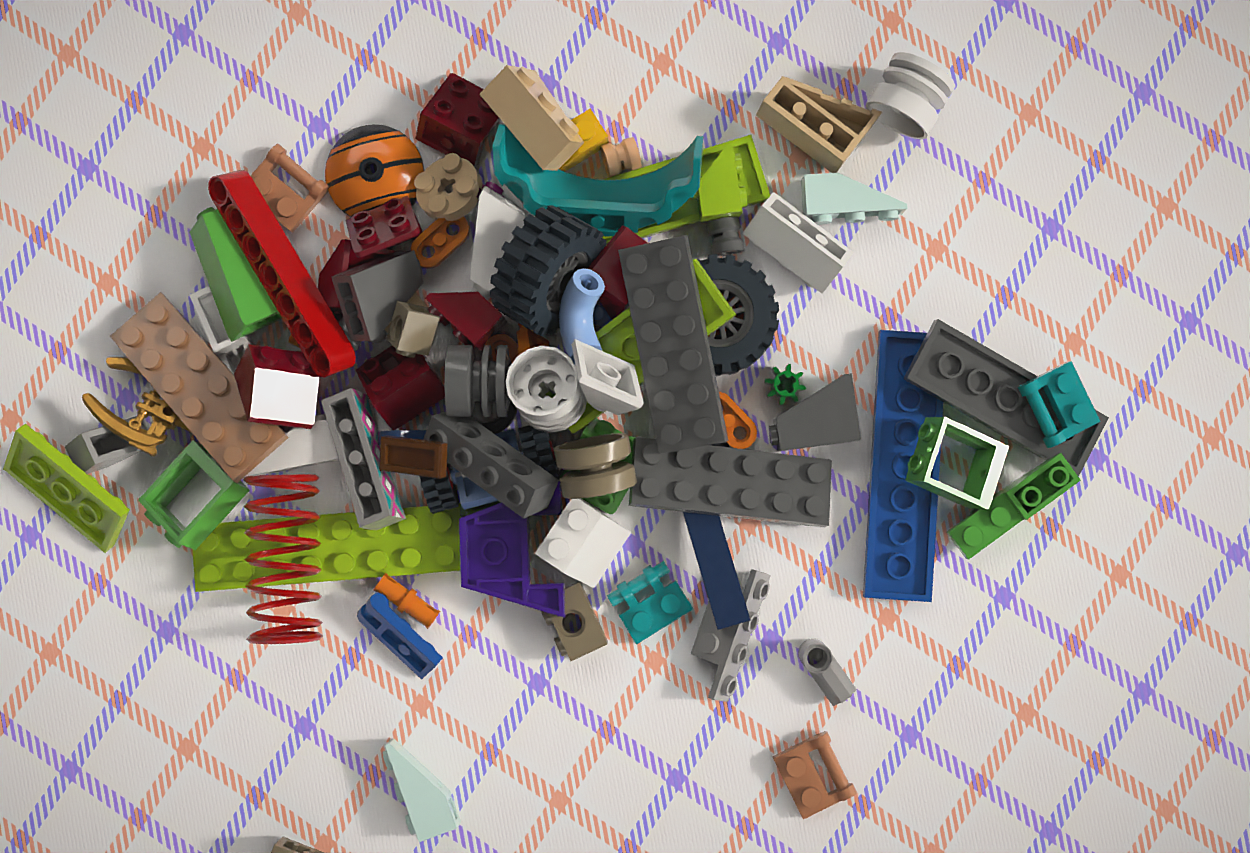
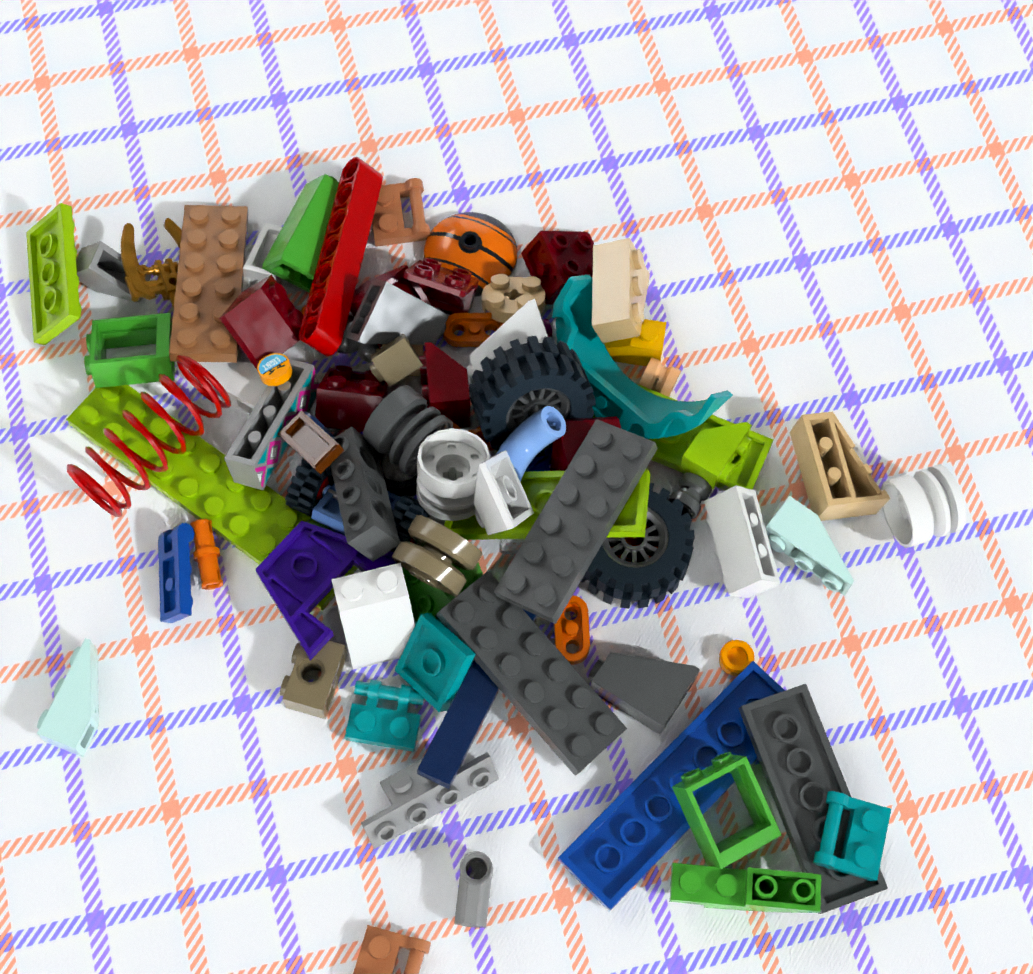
camera: 40 degrees right, 20 degrees down
(326, 419) = (274, 369): none -> light orange tile
(656, 537) = (434, 662): none -> teal tile
(784, 393) = (649, 639): green gear -> none
(863, 335) = (735, 657): none -> light orange tile

